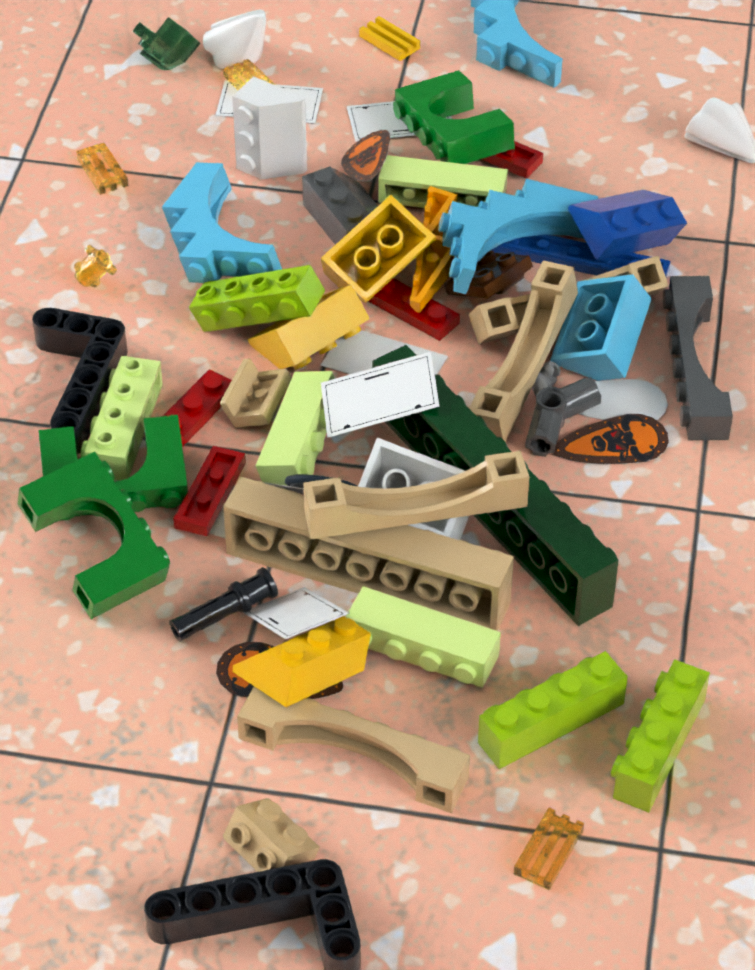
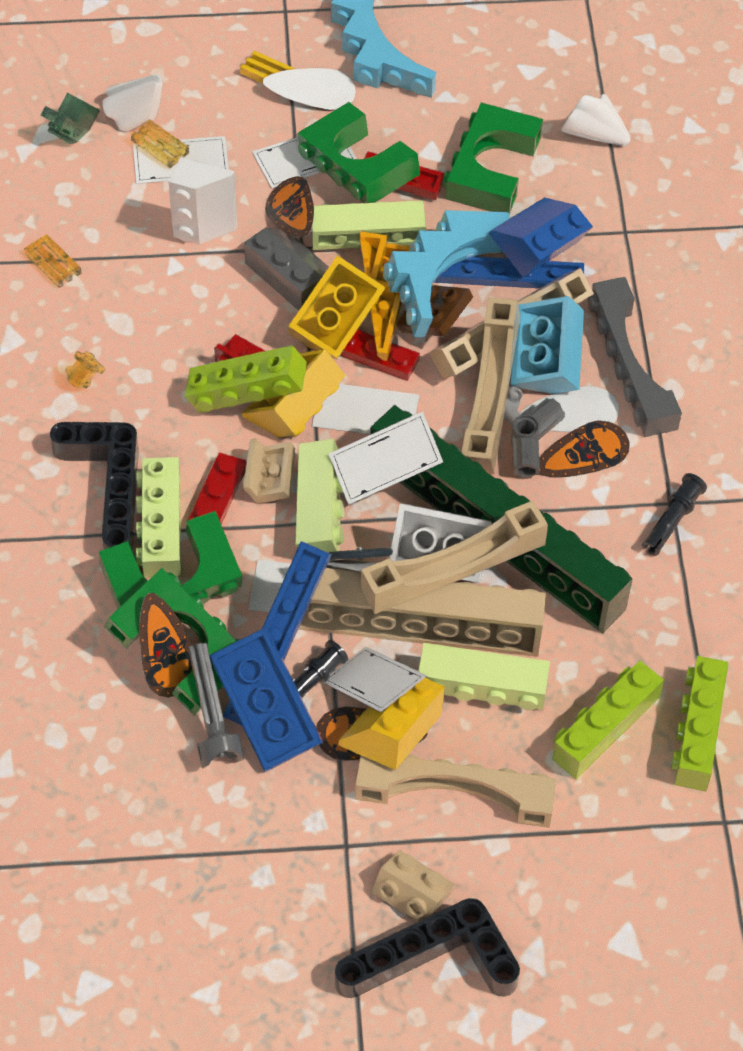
camera: 15 degrees left, 10 degrees up
(73, 532) = (162, 646): none -> sticker
(102, 645) = (218, 742): none -> dark grey piece
(168, 610) = (266, 699): none -> blue tile
(199, 545) = (292, 601): none -> blue tile
(202, 245) = (186, 335): medium azure arch -> none
(209, 491) = (259, 573): red plate -> none
(428, 56) = (313, 87): none -> white sticker
(561, 824) = (642, 818): clear yellow tile -> none
(602, 122) = (490, 129): none -> green arch
(706, 509) = (680, 504): none -> black pin

